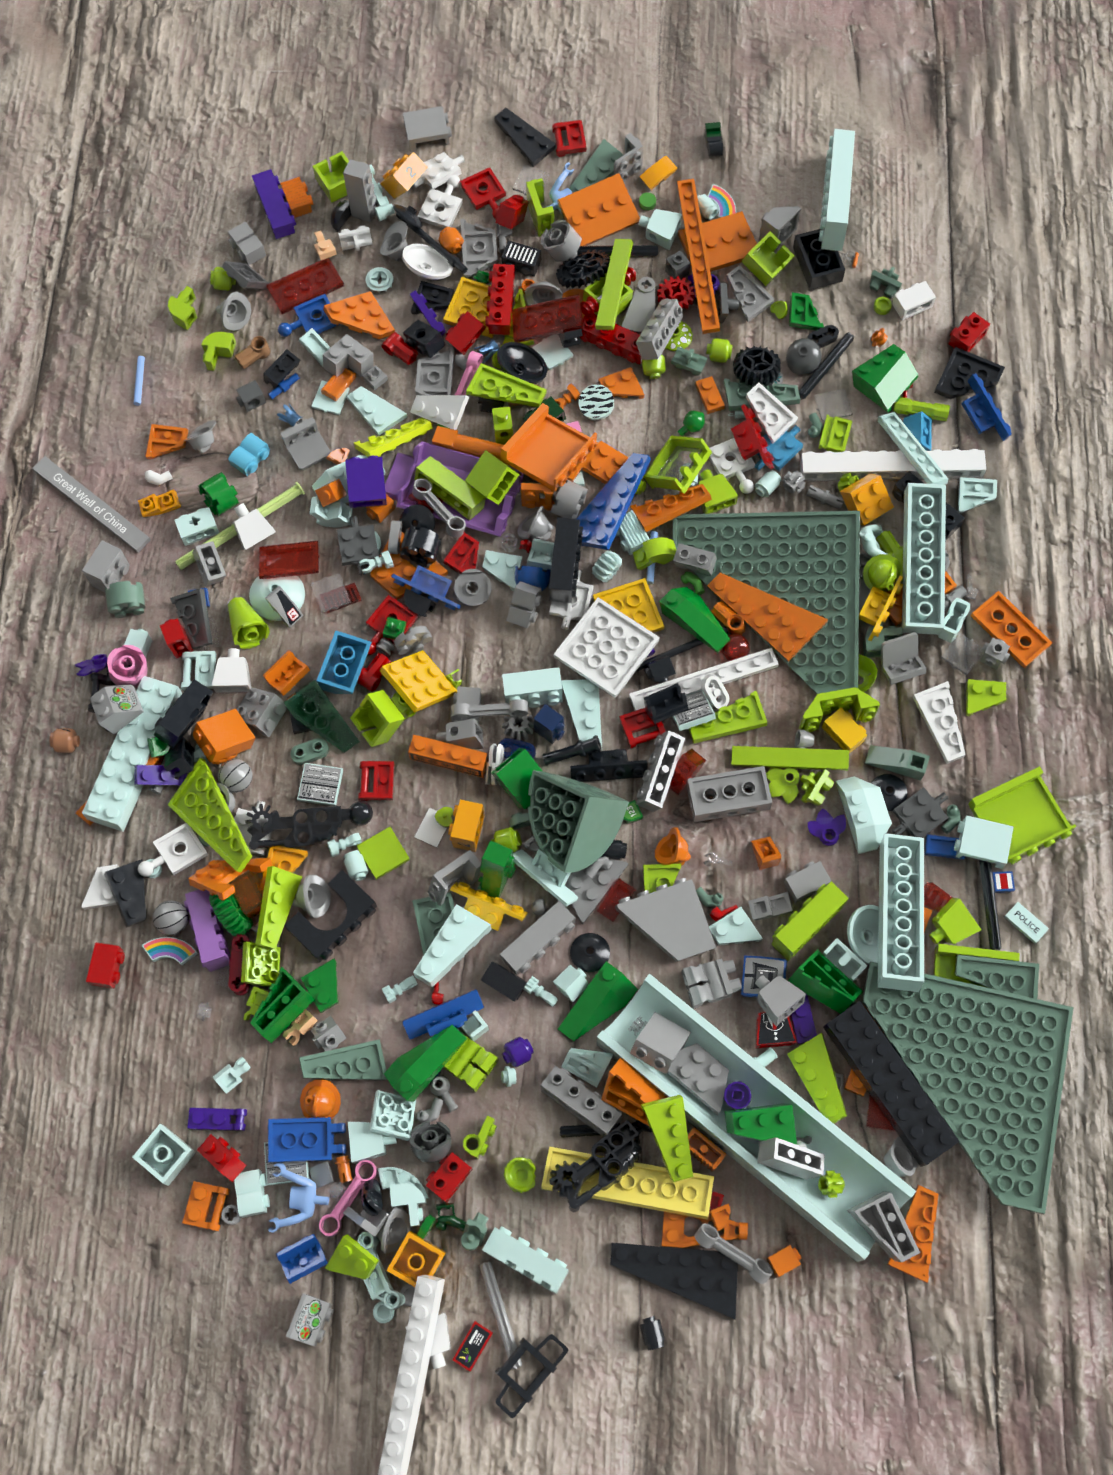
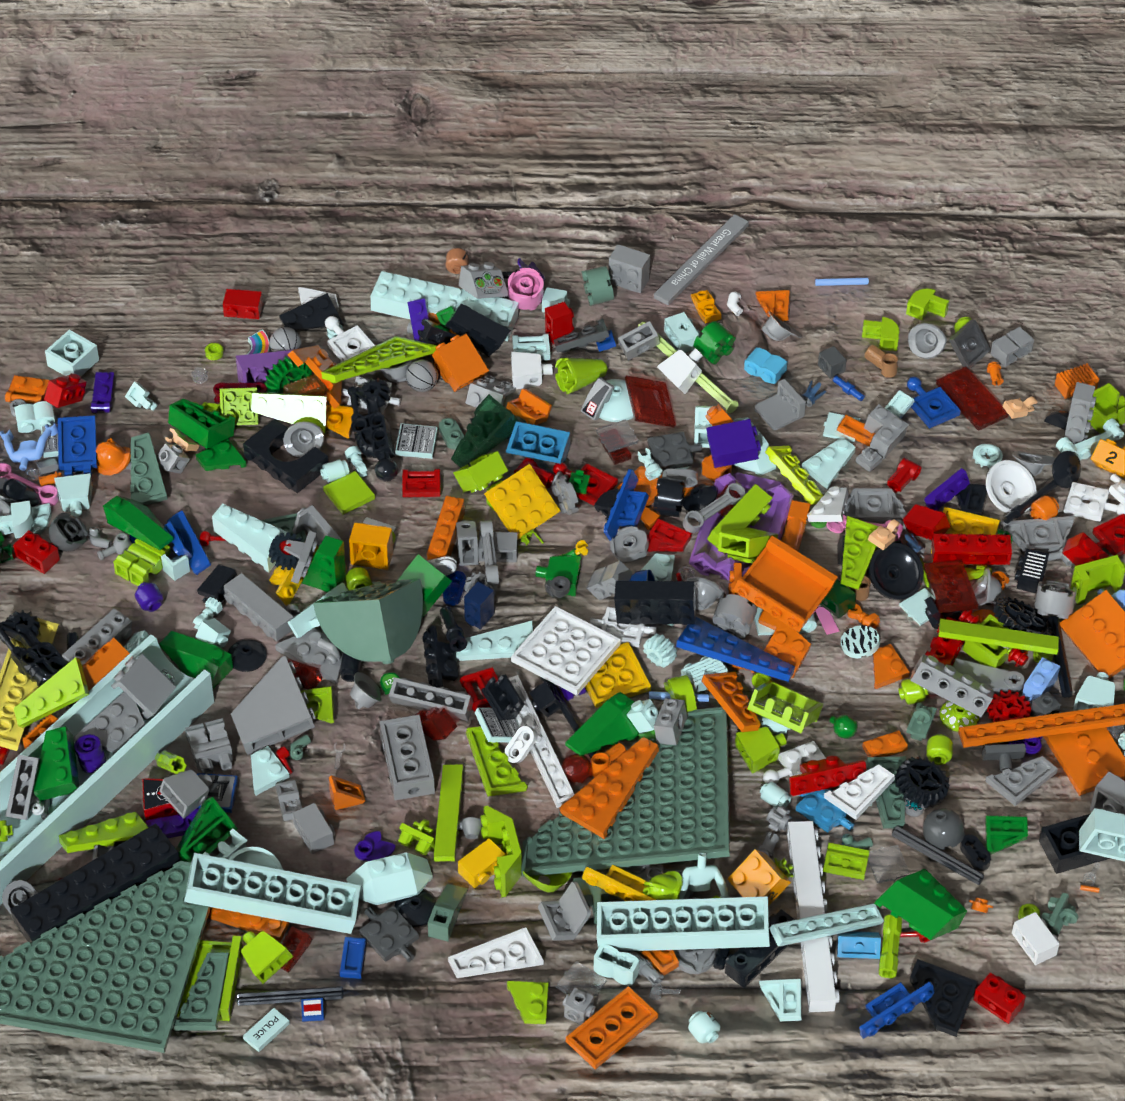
camera: 85 degrees right, 20 degrees down
(166, 998) = (214, 351): none -> lime tile
(273, 203) = (1045, 367): dark purple brick -> none
(274, 262) = (995, 374): none -> orange pin
(280, 368) = (865, 380): black hinge -> none
(338, 456) = (772, 434): tile -> none
(355, 238) = (1033, 431): white hips -> none
(361, 315) = (939, 441): orange plate -> none
(392, 1115) = (90, 505): light aqua tile -> none
(407, 984) = (210, 503): light aqua piece -> none
(424, 338) = (914, 489): black brick -> none
(488, 1129) = (64, 571): lime plate -> none
(489, 894) = (293, 553): none -> plate
(493, 362) = (882, 536): none -> light nougat plate
(502, 423) = (822, 554): lime torso -> none
(507, 648) = (563, 572): none -> green torso
(508, 1076) = (126, 592): light aqua plate -> none
(520, 1174) = (34, 599): lime hair -> none
(534, 686) = (516, 590): light aqua brick -> none
(646, 833) = (364, 691): none -> light grey piece
(647, 265) = (1040, 680): none -> light blue brick
(672, 849) = (348, 714): orange helmet -> none
(686, 581) = (643, 715): none -> light aqua brick
(753, 1009) = (170, 762): none -> lime axle
(764, 261) = (1065, 789): lime piece -> none
(766, 1057) = (128, 789): light aqua pin -> none
(780, 309) = (1006, 809): lime piece -> none
(781, 786) = (422, 809): lime plate -> none
(809, 921) = (268, 822): lime brick -> none
(953, 820) = (384, 965): sand green arm -> none
(984, 840) = (352, 983): light aqua panel -> none
(1007, 556) = (704, 1027): none -> light aqua head
(1029, 809) = (387, 1029): lime panel -> none

